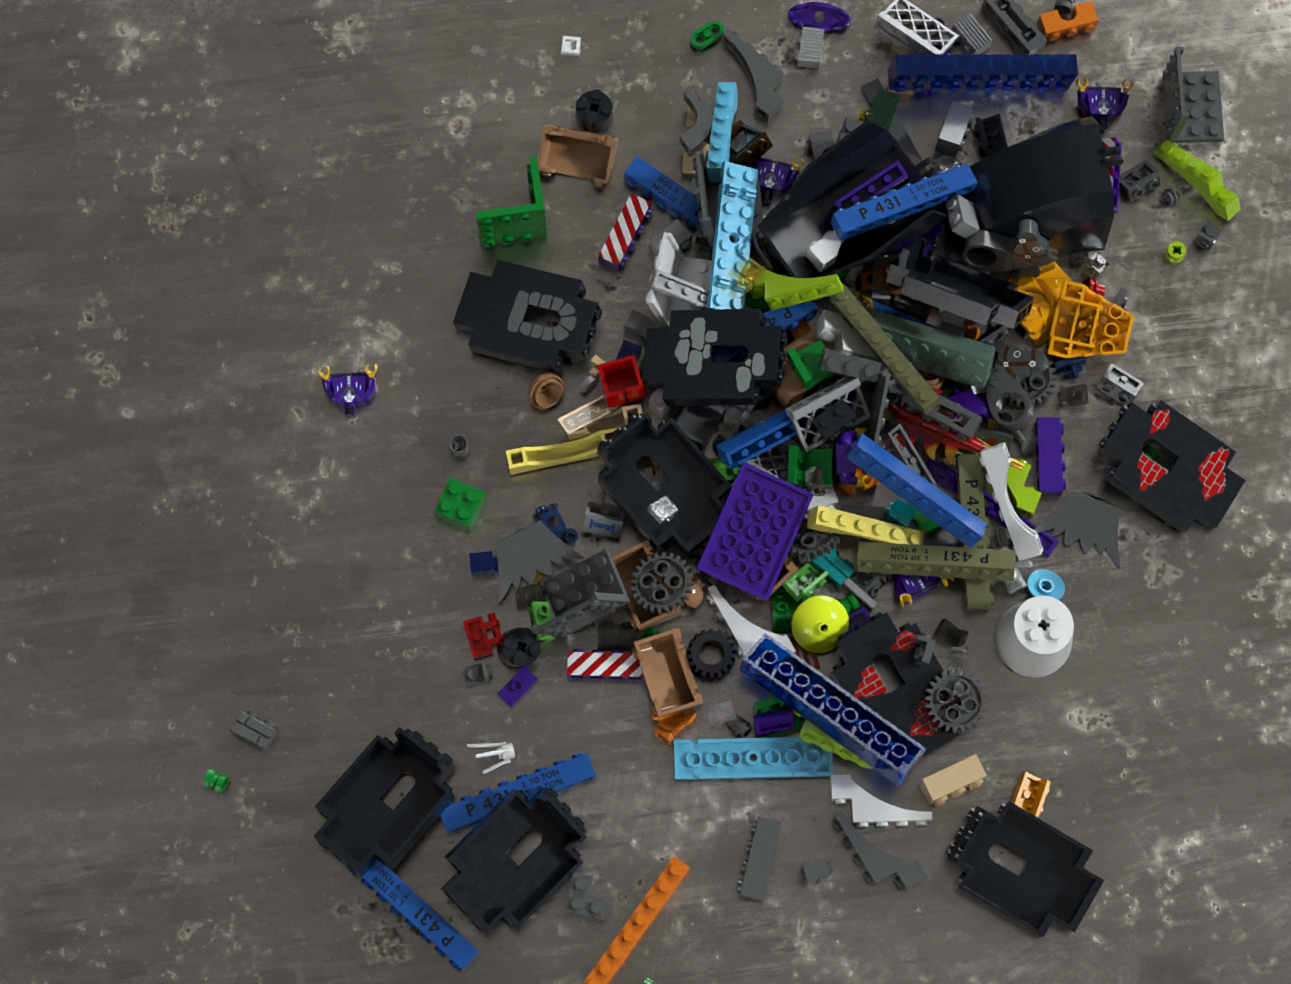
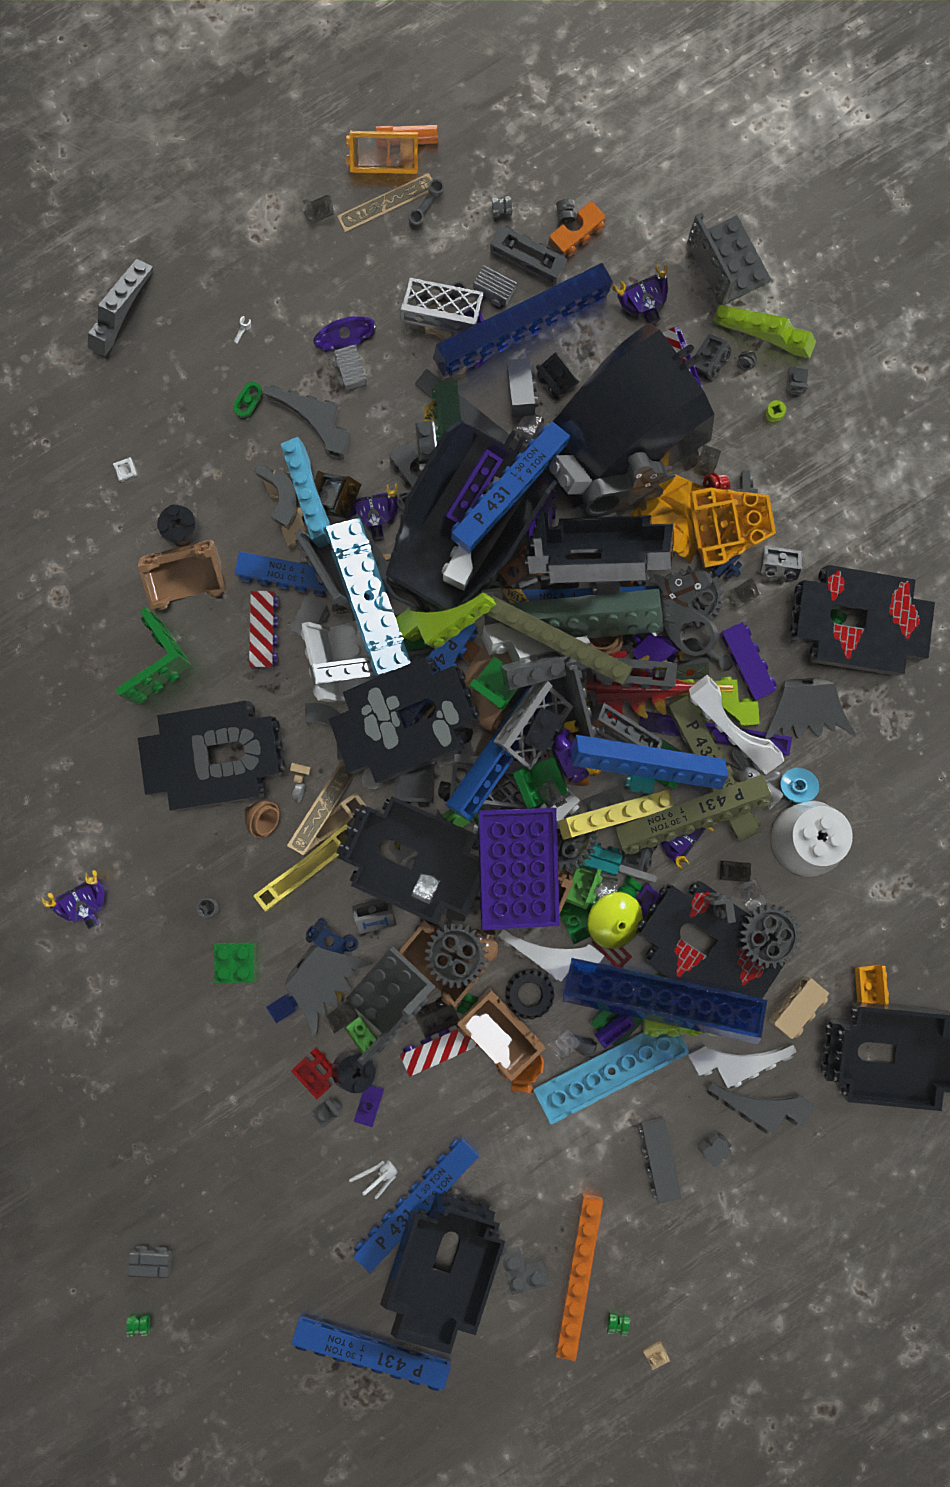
camera: 25 degrees left, 10 degrees up
(363, 826) = (294, 1305): black panel -> none
(621, 381) = (329, 779): red piece -> none
(629, 349) = (322, 748): clear blue brick -> none
(751, 275) = (401, 623): clear yellow plate -> none

